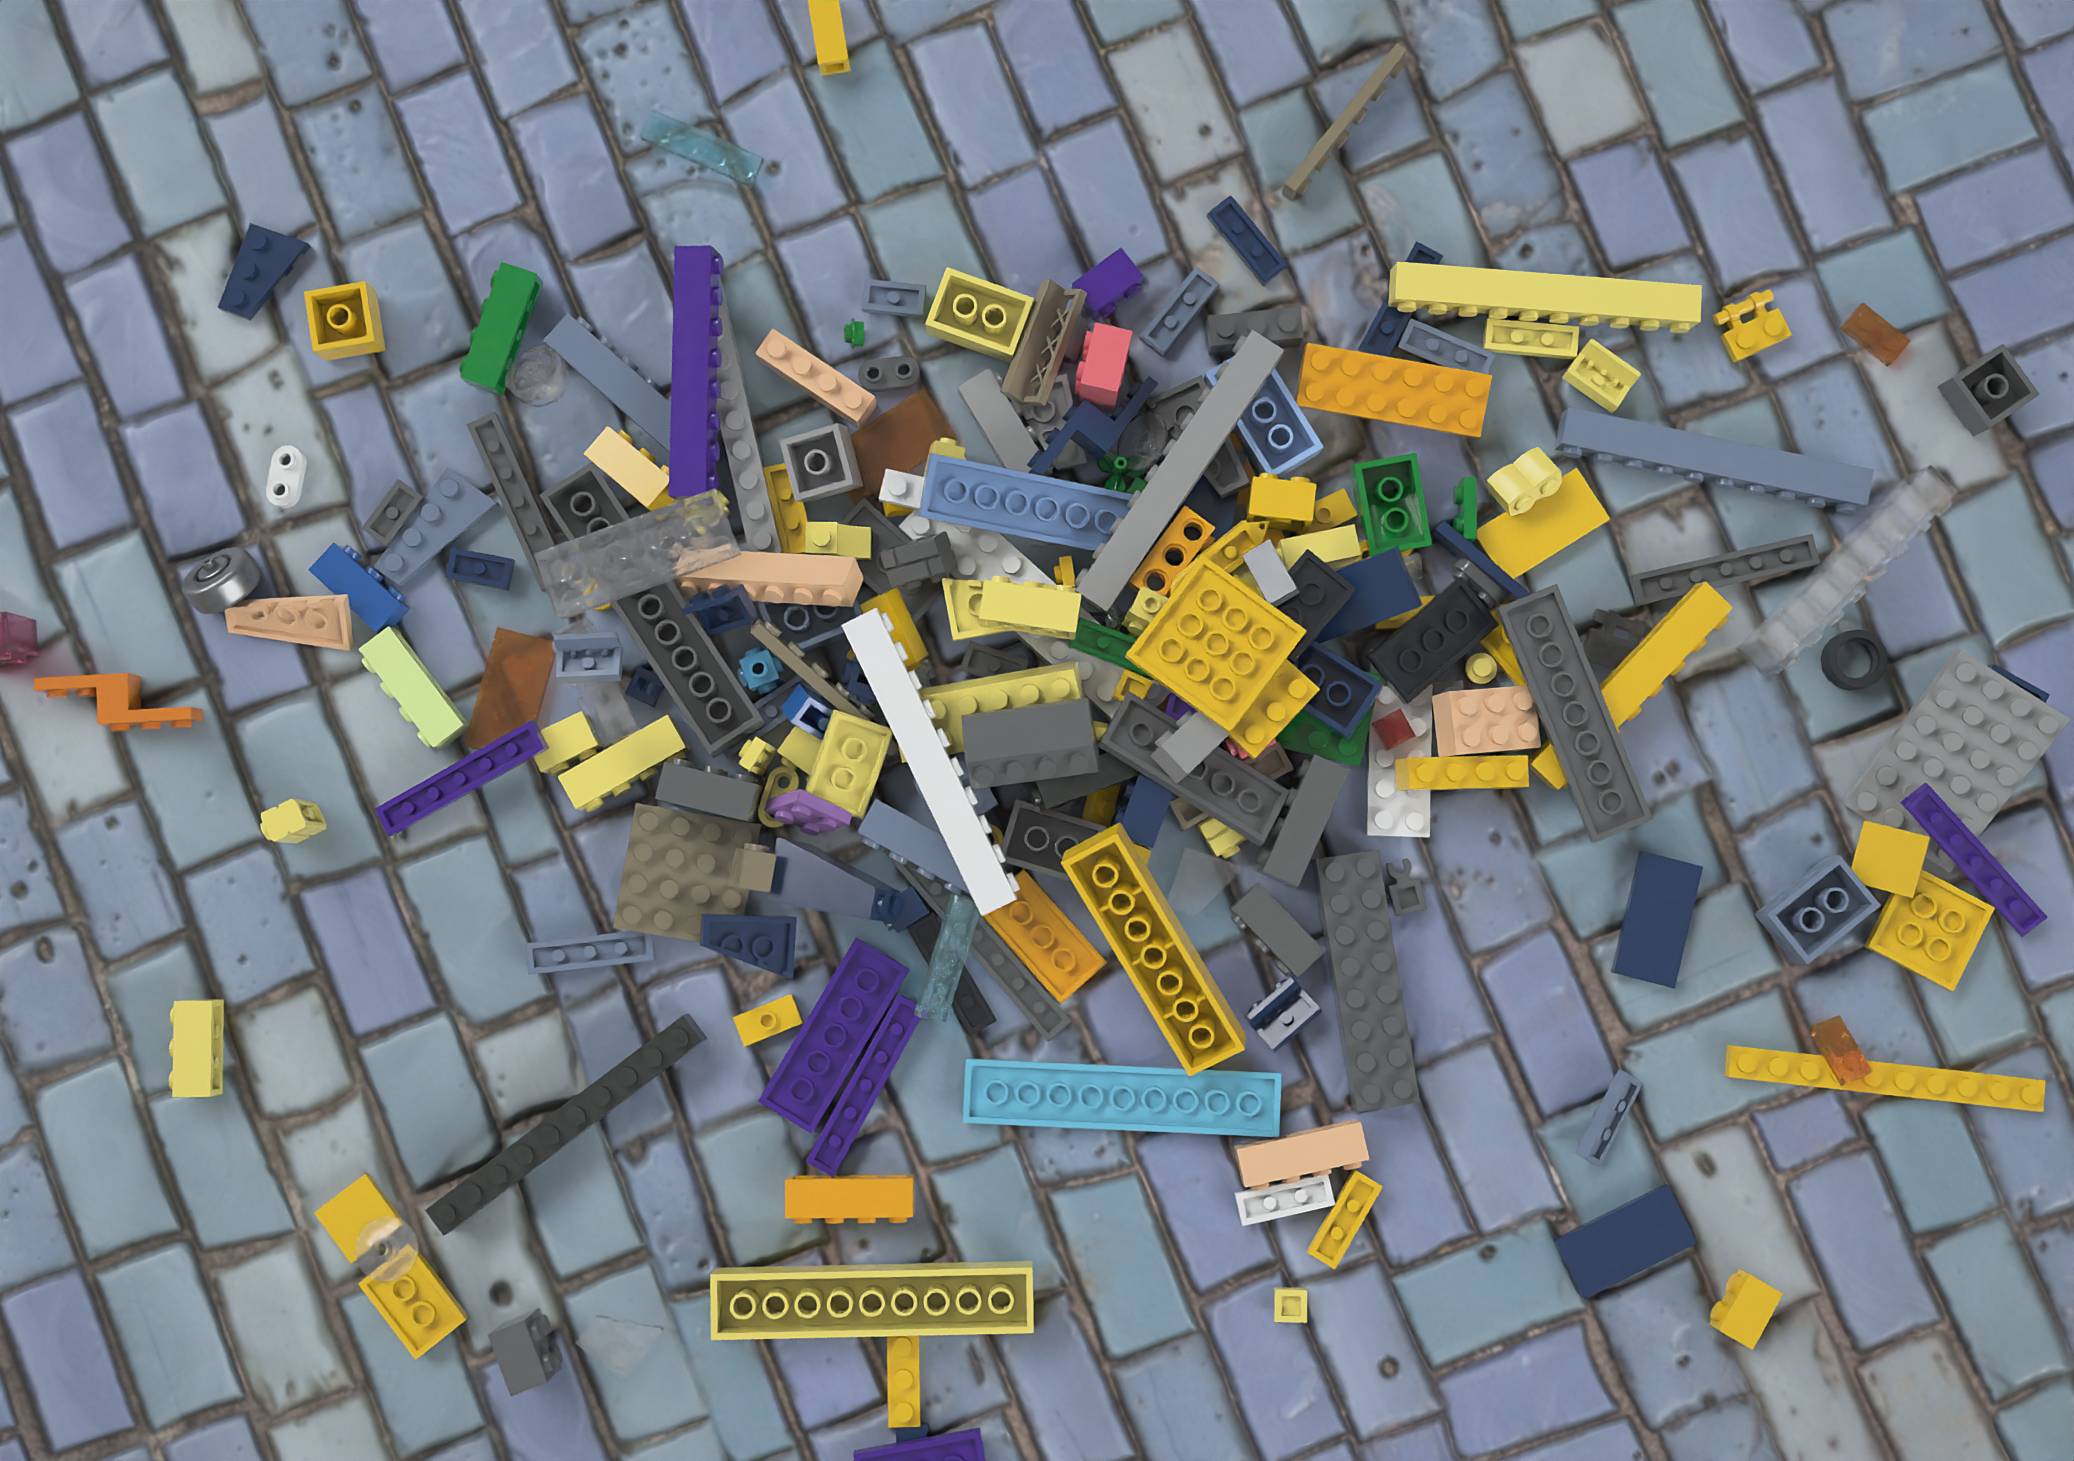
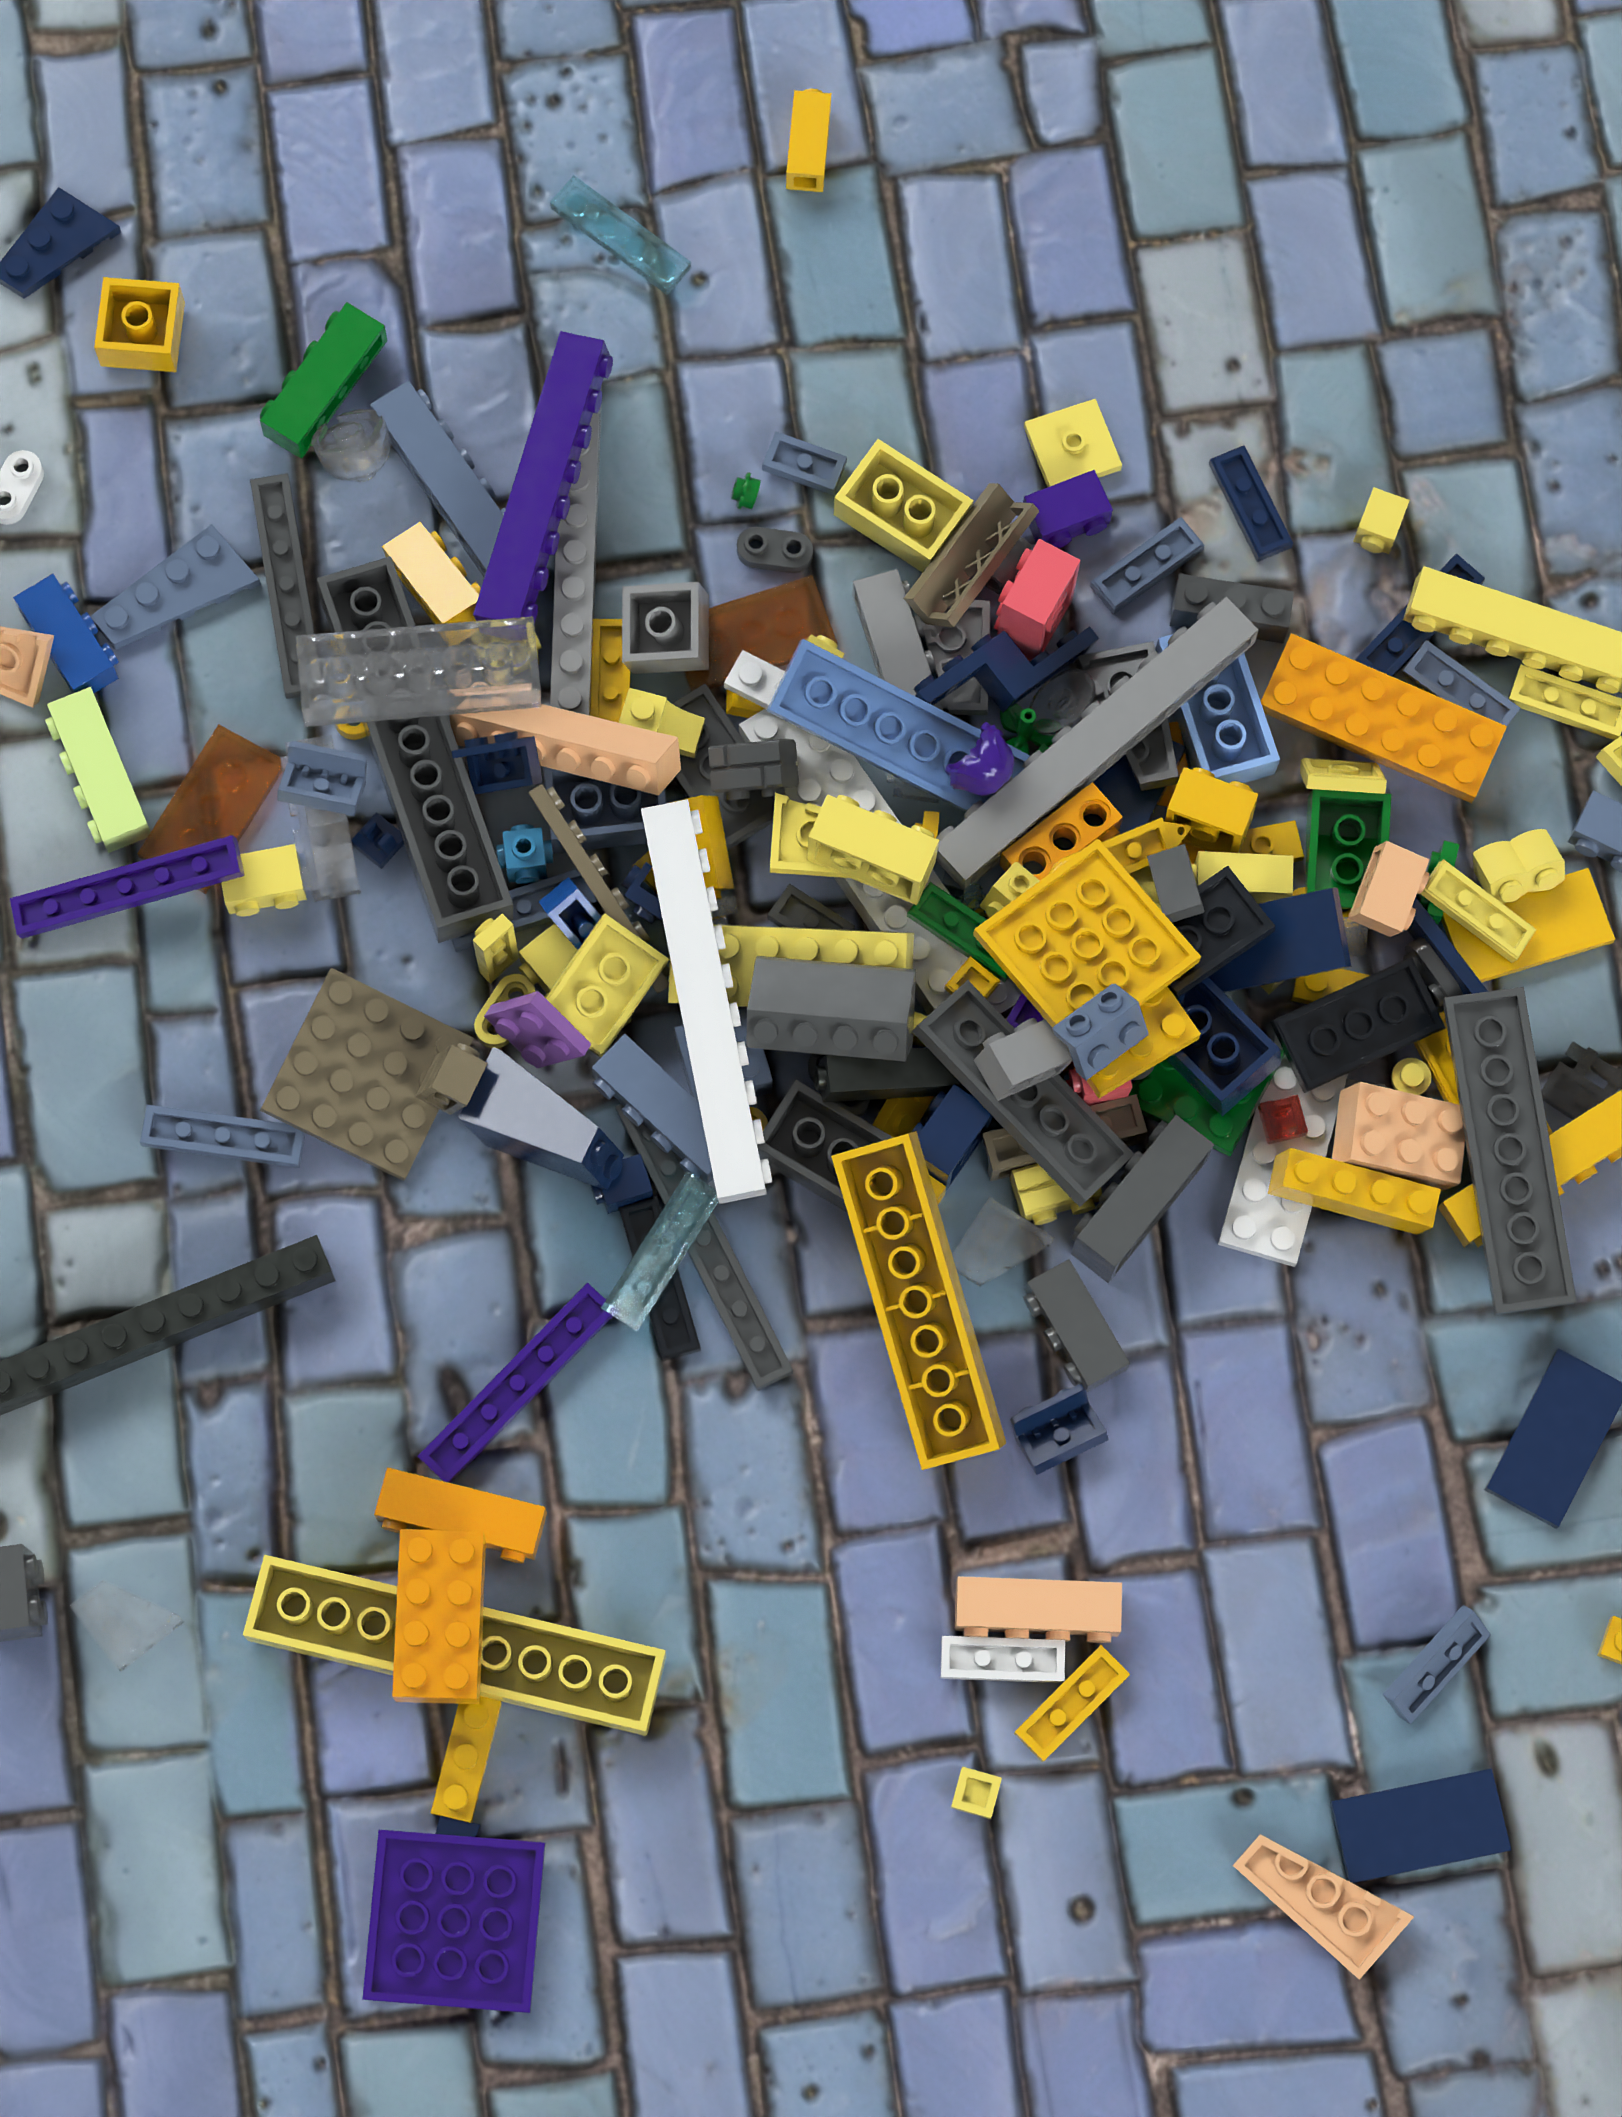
camera: 10 degrees right, 10 degrees down
(392, 513) = (131, 560): dark grey plate -> none
(480, 569) = (217, 651): dark blue plate -> none
(624, 763) = (328, 922): light yellow brick -> none
(710, 790) = (424, 977): dark grey brick -> none
(754, 939) = (427, 1169): dark blue wing -> none
(768, 1020) = (417, 1276): yellow plate -> none
(816, 379) = (685, 532): light nougat brick -> none
(834, 1035) = (494, 1313): dark purple plate -> none
(855, 1293) = (439, 1616): none -> light orange brick
(1045, 940) = (785, 1264): light orange tile -> none
(1097, 228) = (1072, 443): none -> light yellow plate
(1098, 517) = (987, 765): none -> dark purple hair
(1121, 1097) = (831, 1481): medium azure plate -> none
(1245, 711) = (1102, 1030): none -> sand blue bracket
(1352, 230) = (1381, 521): none -> light yellow brick
(1353, 113) = (1393, 403): dark tan plate -> none
(1365, 981) = (1171, 1414): dark grey brick -> none
(1373, 445) = (1342, 775): none -> light yellow plate
(1405, 894) = (1249, 1324): dark grey plate -> none
(1433, 530) = (1390, 889): none -> light nougat brick
(1502, 526) = (1478, 911): none -> light yellow tile
(1575, 1323) = (1329, 1908): none -> light nougat wing
(1745, 1308) = (1551, 1946): yellow brick -> none

